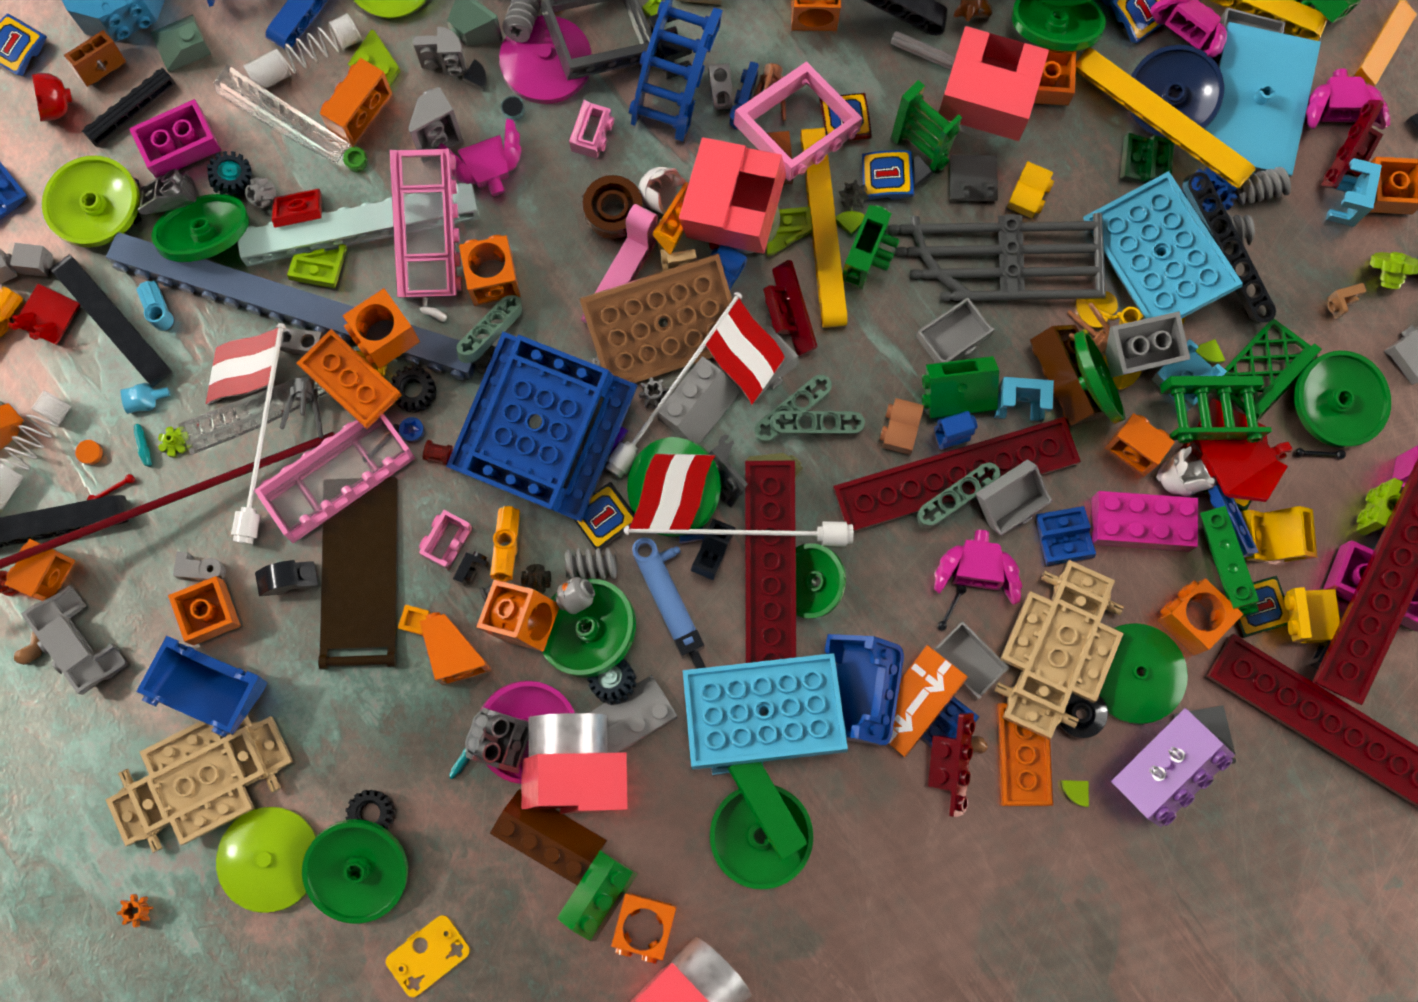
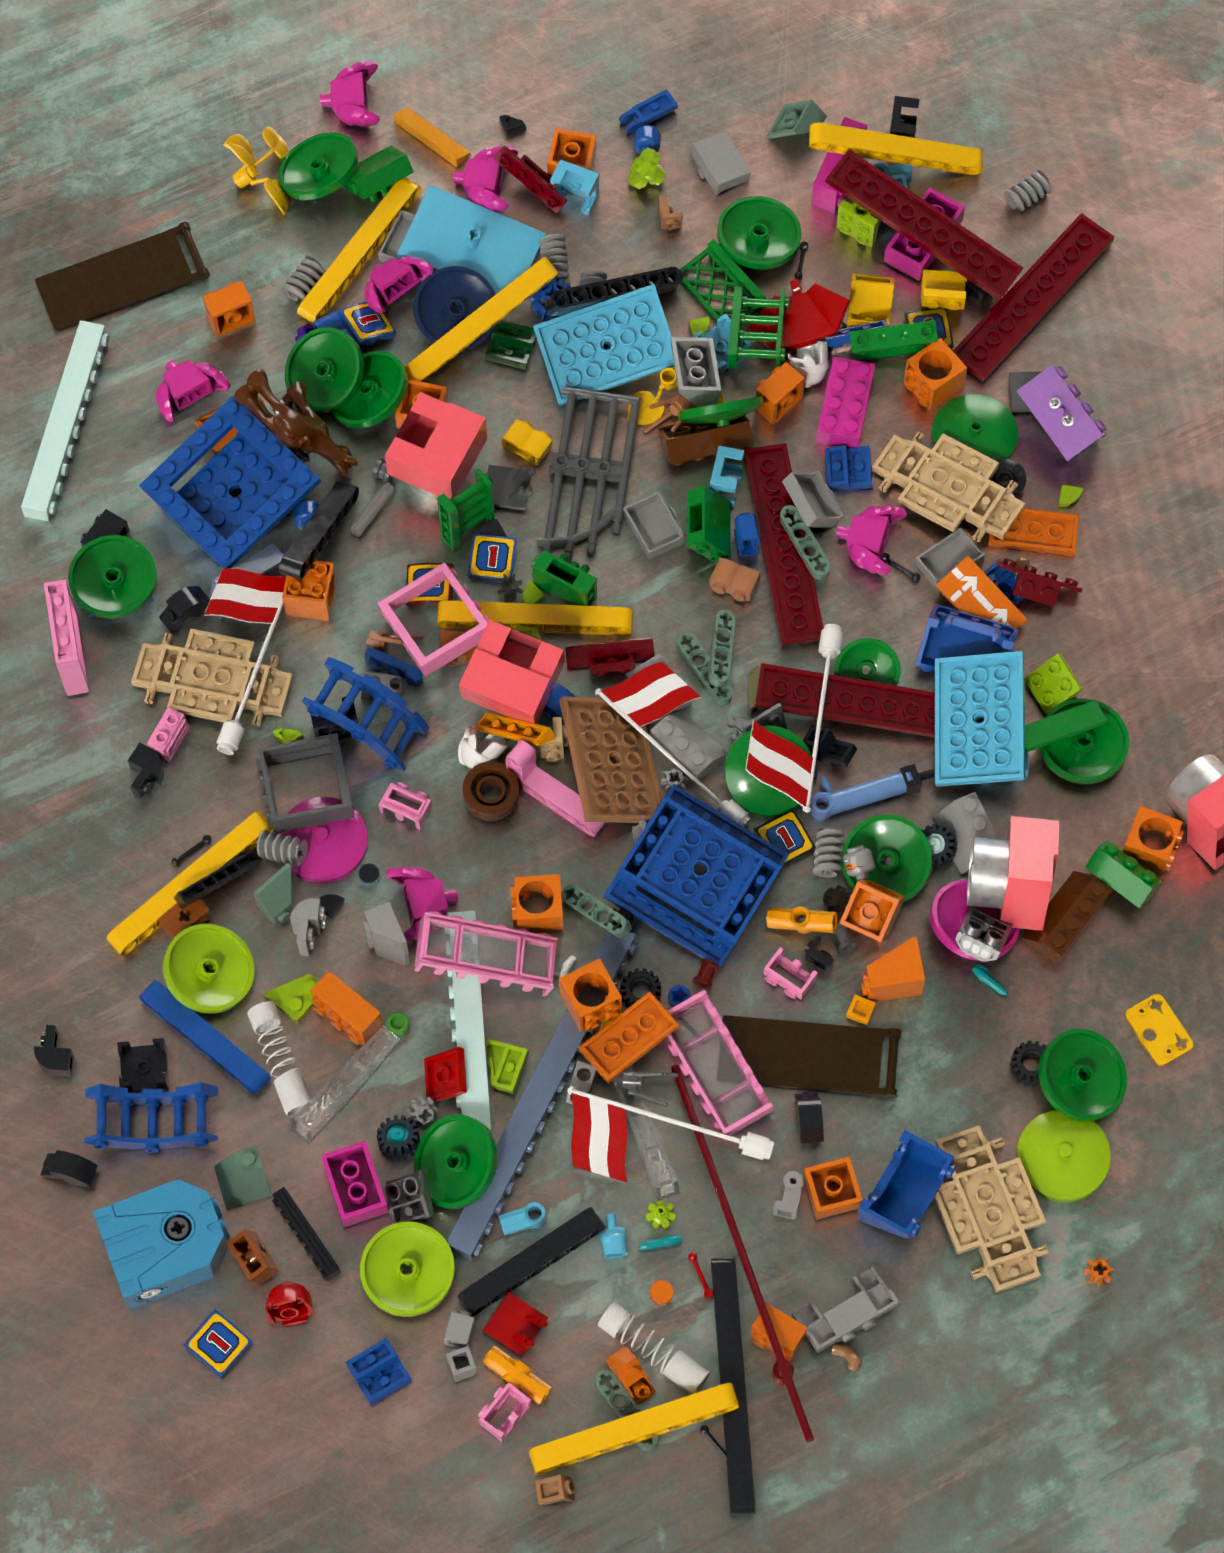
camera: 80 degrees left, 10 degrees down
(828, 794) = (1053, 683): none -> lime plate

